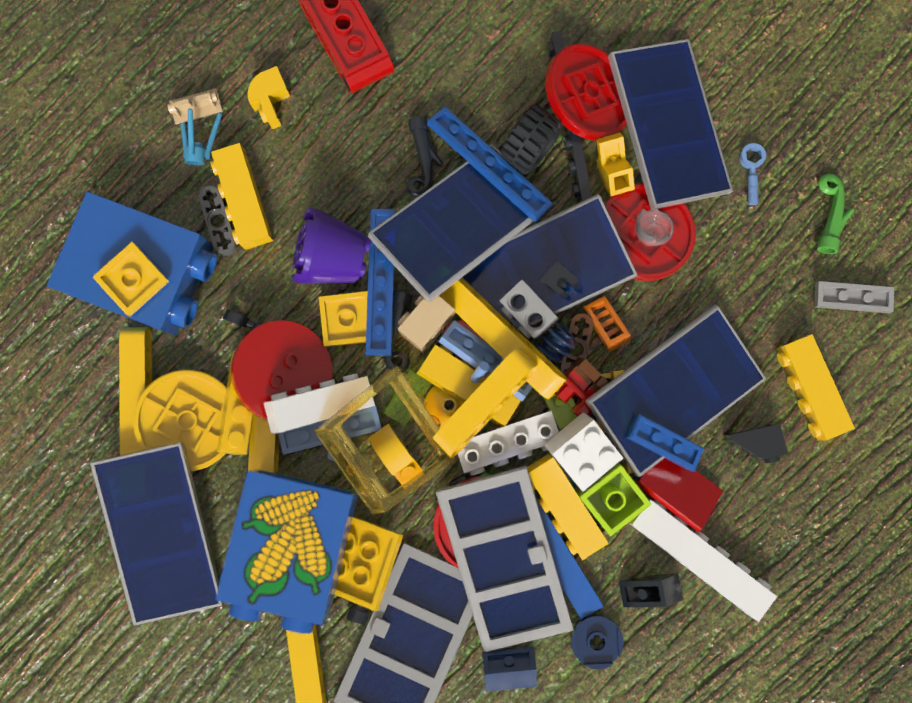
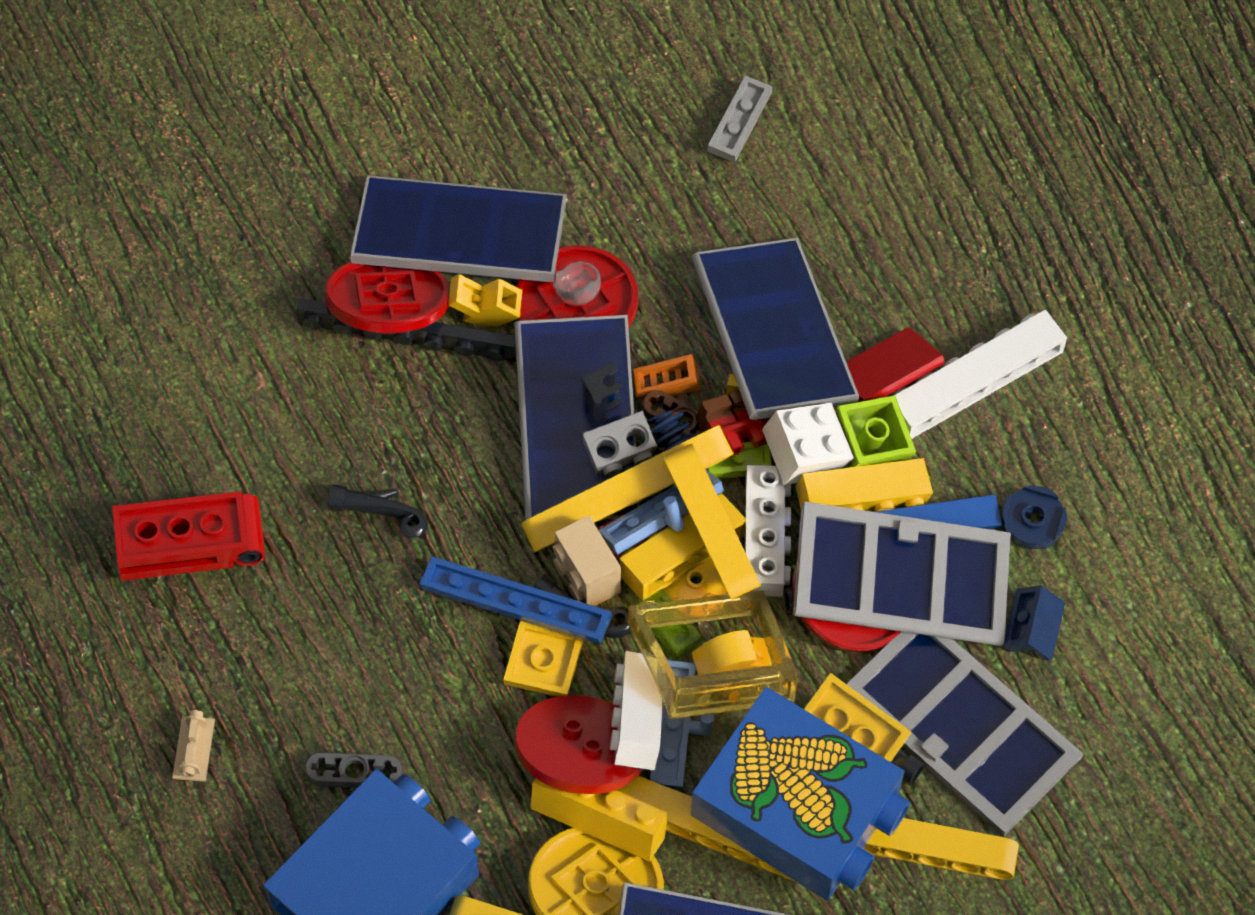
camera: 75 degrees left, 20 degrees down
(130, 279) = (401, 860): yellow plate -> none
(193, 151) = (255, 763): dark azure plant -> none
(239, 319) = (494, 781): black piece -> none
(241, 196) = (337, 728): yellow brick -> none
(266, 90) = (217, 657): yellow brick -> none
(328, 250) = (451, 644): dark purple cone -> none
(449, 230) = (483, 482): clear blue door -> none
(489, 164) = (423, 431): blue tile -> none
(531, 139) = (418, 372): black tyre -> none
(651, 591) = (995, 439): black slope -> none
(665, 442) = (830, 357): blue tile -> none
(752, 178) = (559, 169): medium blue piece -> none
(760, 443) = (868, 268): black slope -> none
(814, 388) = (826, 193): yellow brick -> none
(836, 220) = (666, 119): bright green plant -> none

